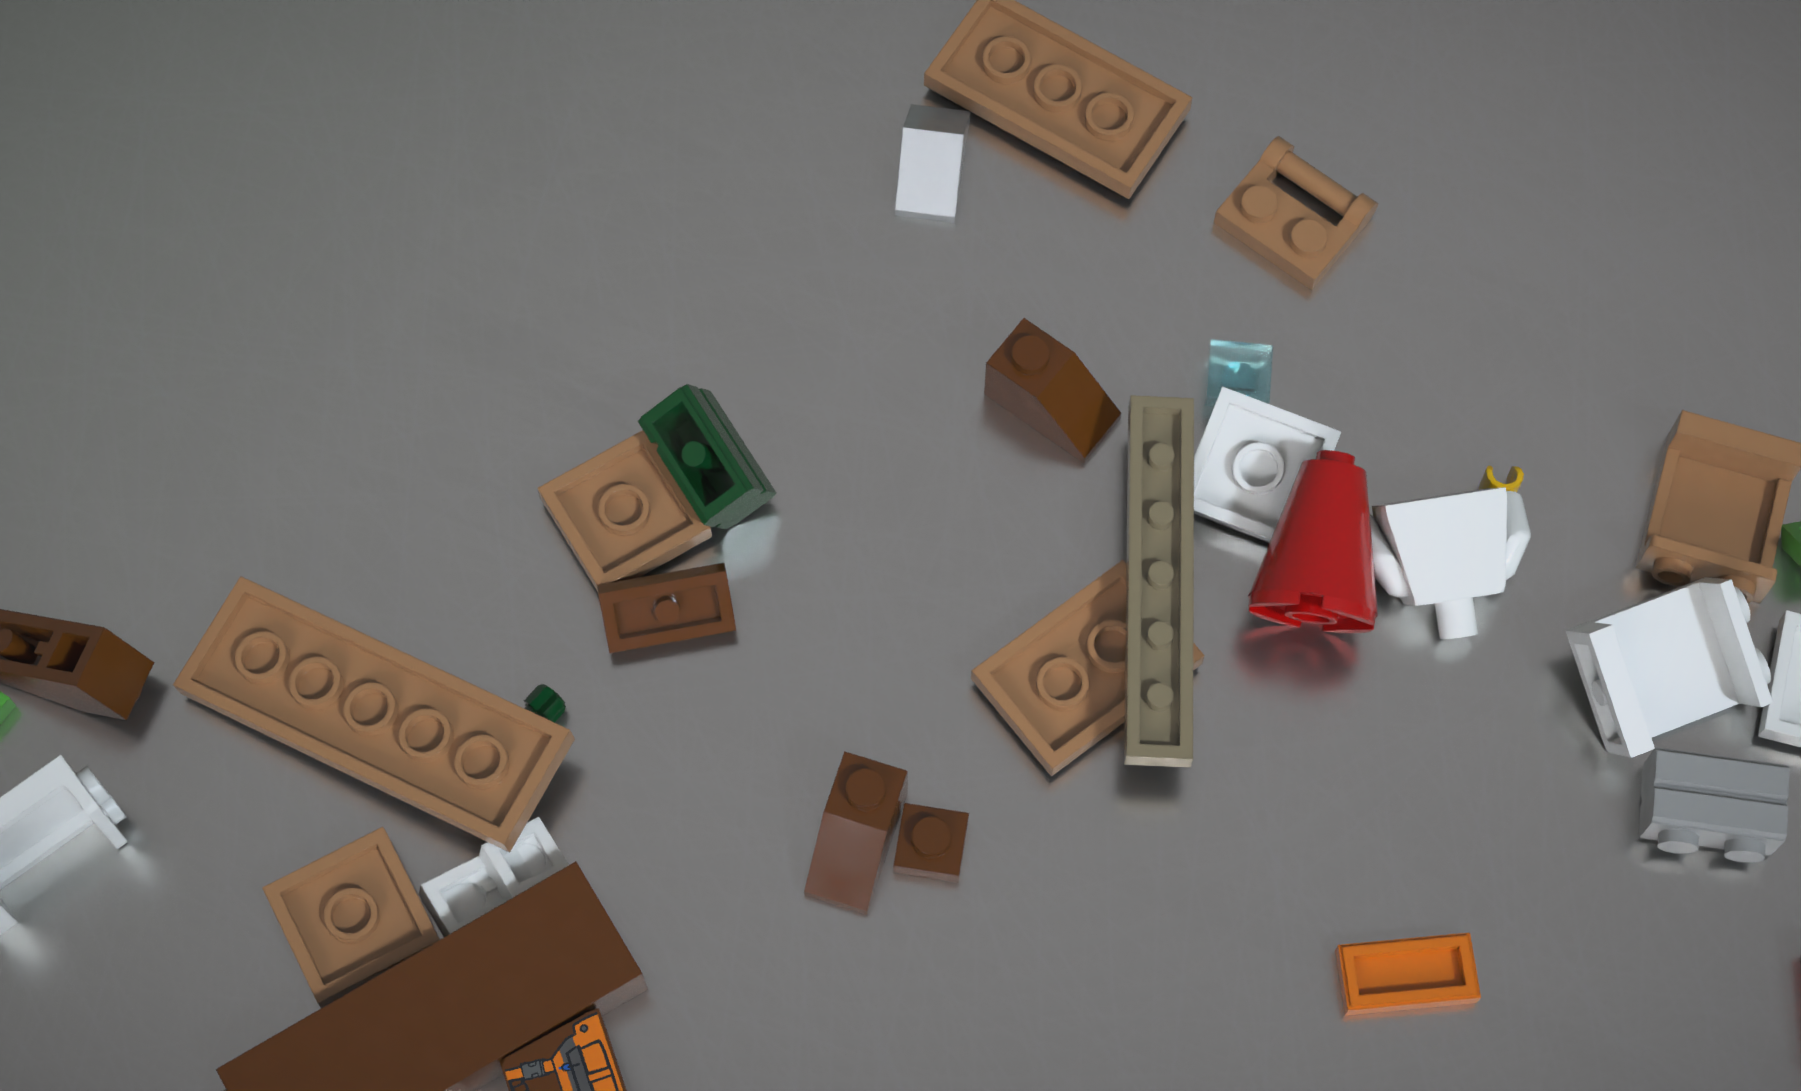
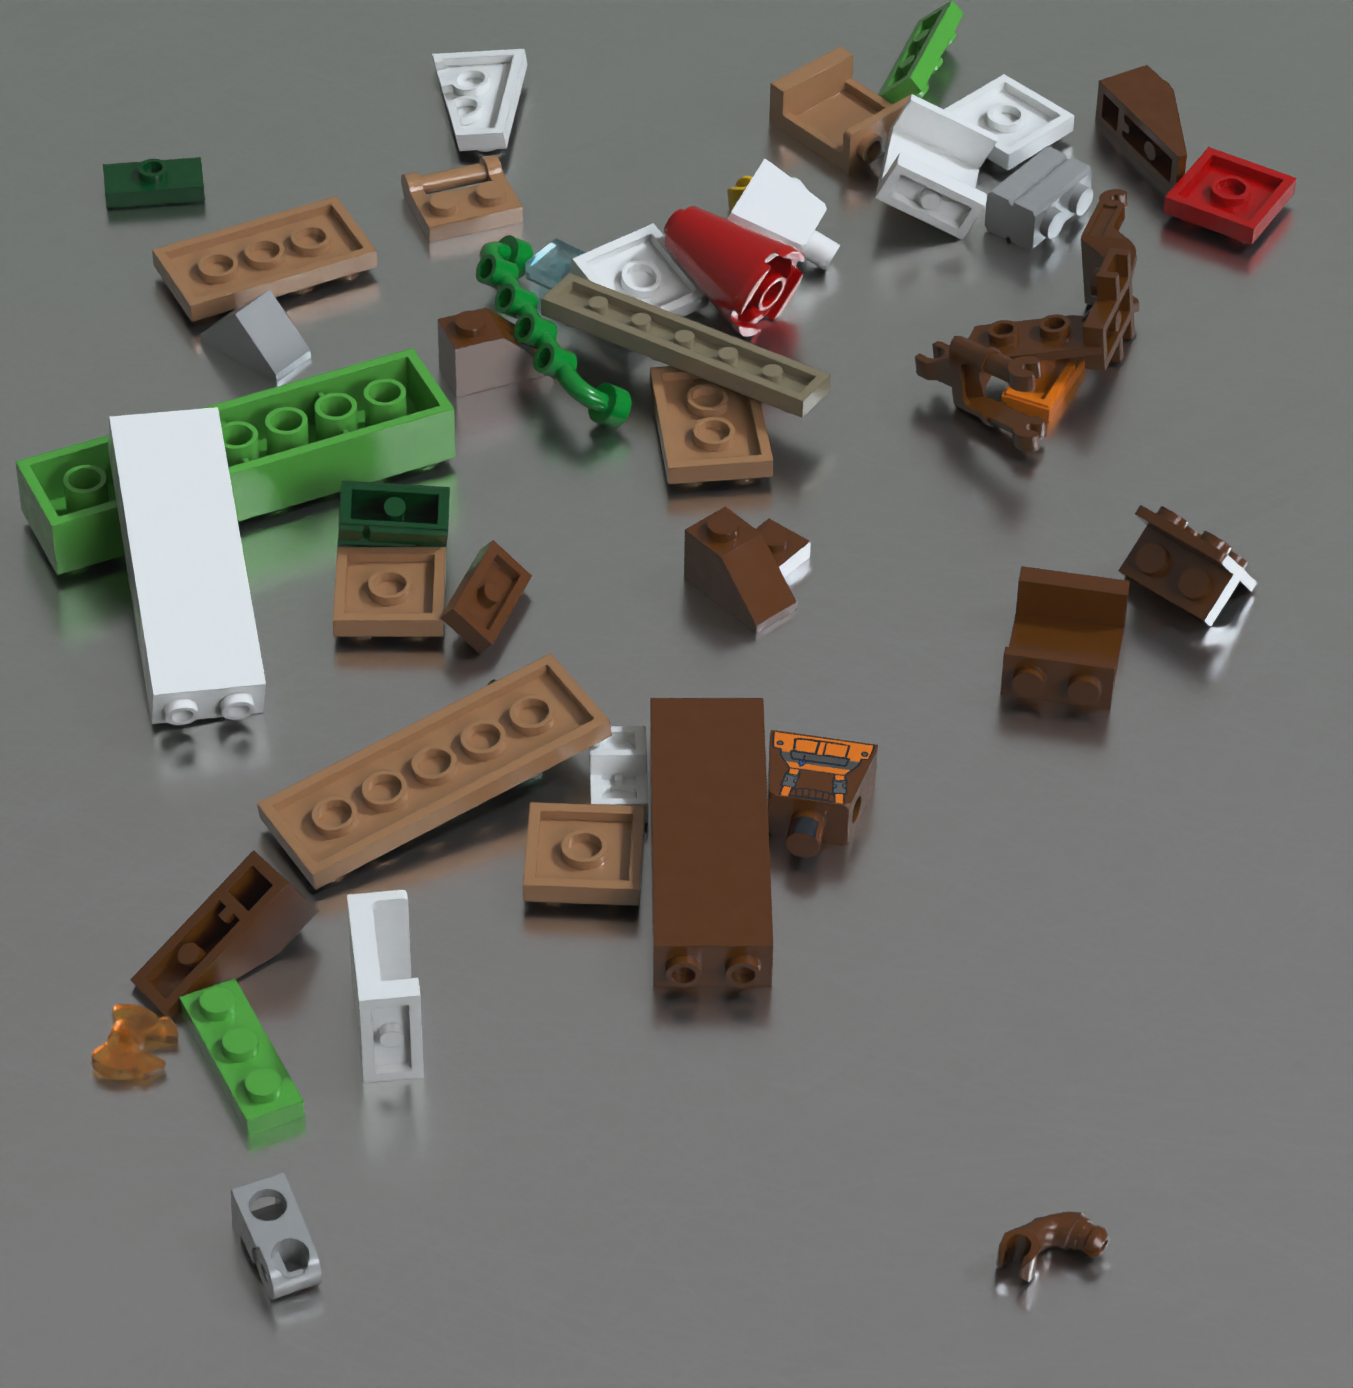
camera: 60 degrees left, 25 degrees down
(485, 318) = (186, 566): none -> white brick
(710, 262) = (278, 449): none -> bright green brick
(1084, 421) = (500, 268): none -> green bar
(1452, 967) = (1016, 348): none -> reddish brown piece
(1477, 130) = (481, 95): none -> white wing

